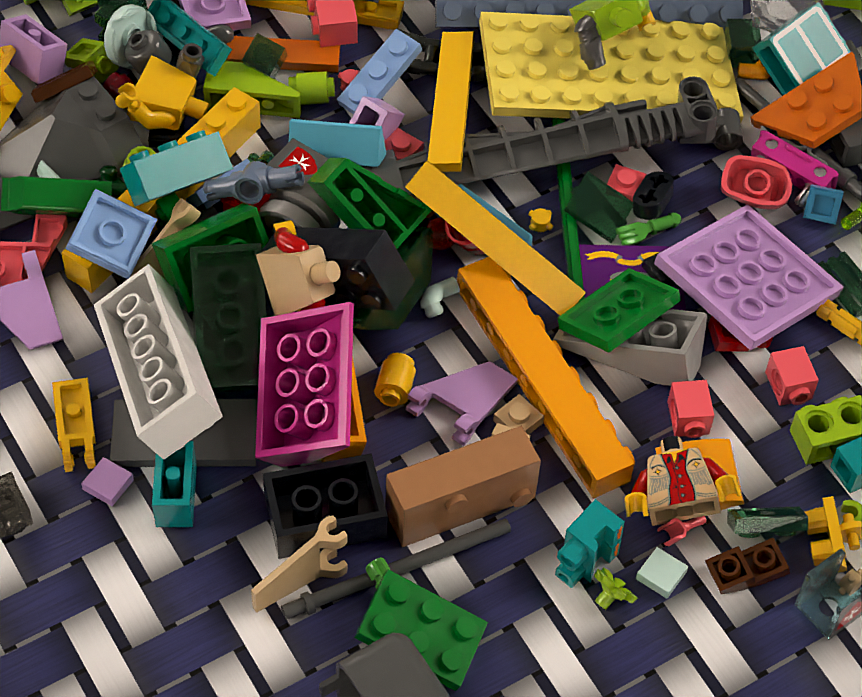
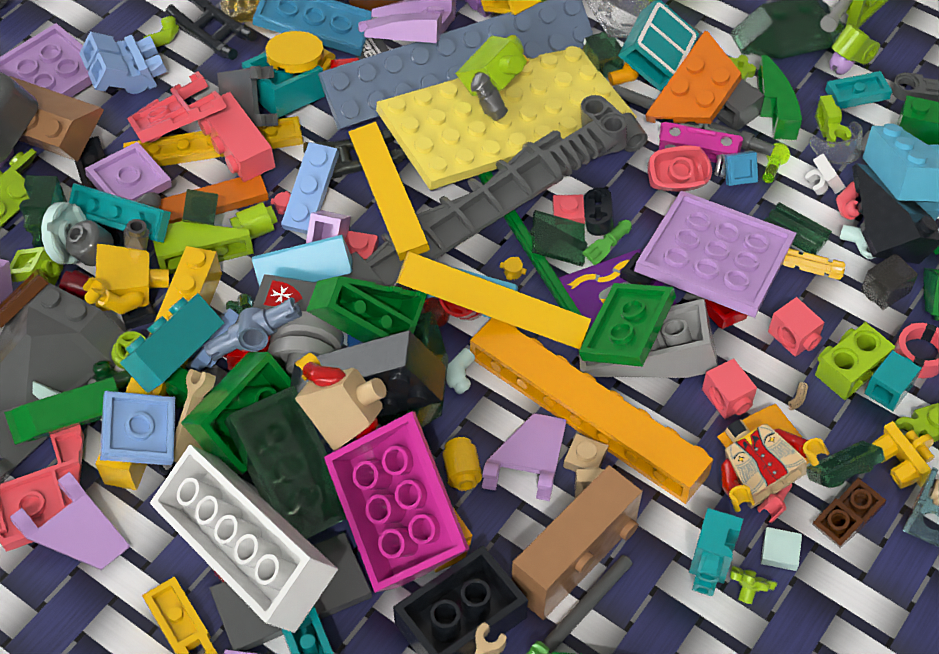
camera: 20 degrees left, 0 degrees up
(765, 441) = (799, 397): none -> tan leg

